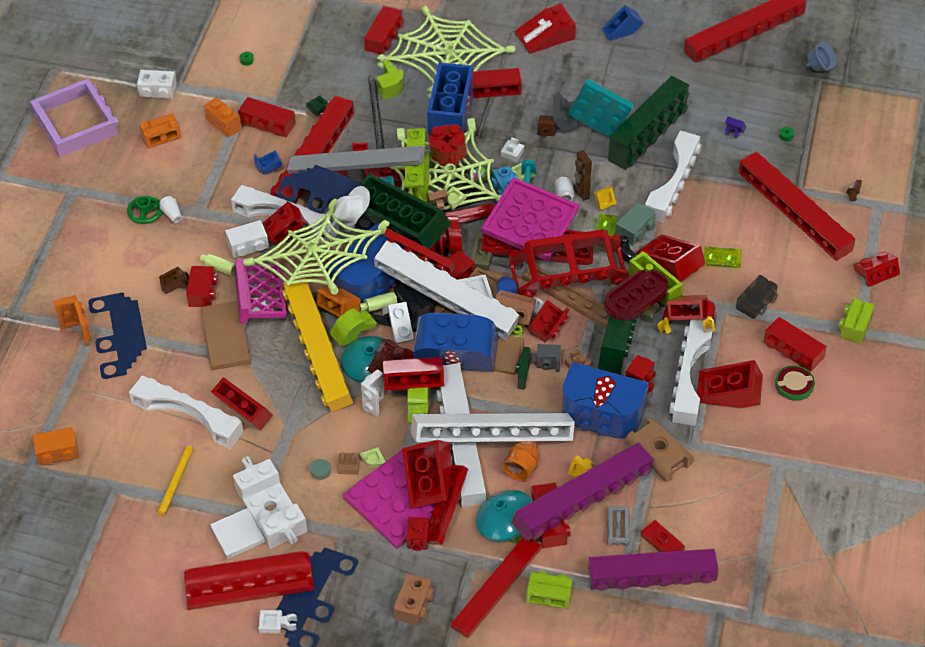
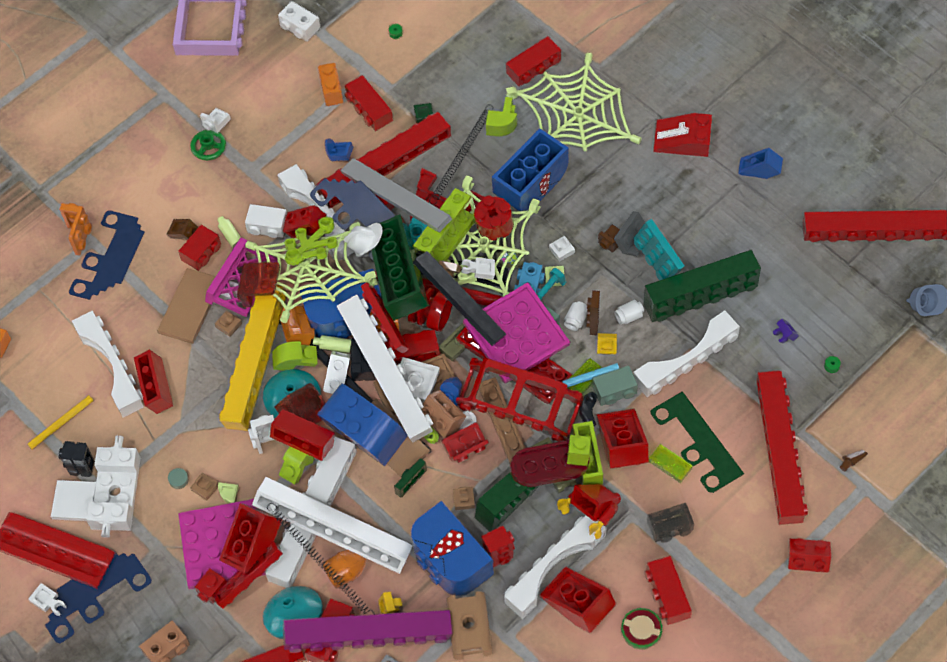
camera: 35 degrees right, 10 degrees up
(138, 186) = (215, 120): none -> white bracket
(160, 130) = (270, 71): orange brick -> none
(171, 209) = (227, 156): white cone -> none
(219, 494) = (77, 459): none -> black brick
(271, 331) = (228, 323): none -> medium nougat tile
(281, 278) = (257, 280): none -> clear red bracket
(305, 242) = (296, 256): none -> lime plant
(465, 185) = (481, 267): none -> white plate
(471, 208) = (459, 298): none -> black tile
(478, 448) = (317, 558): none -> piece
(497, 83) = (594, 169): red brick -> none
(547, 356) = (439, 479): dark grey brick -> none
(604, 168) = (629, 312): none -> white brick
(612, 223) = (589, 376): none -> medium azure bar
(655, 269) = (578, 450): none -> lime brick
(733, 231) = (705, 441): none -> dark green piece
(857, 320) = (745, 598): lime brick -> none

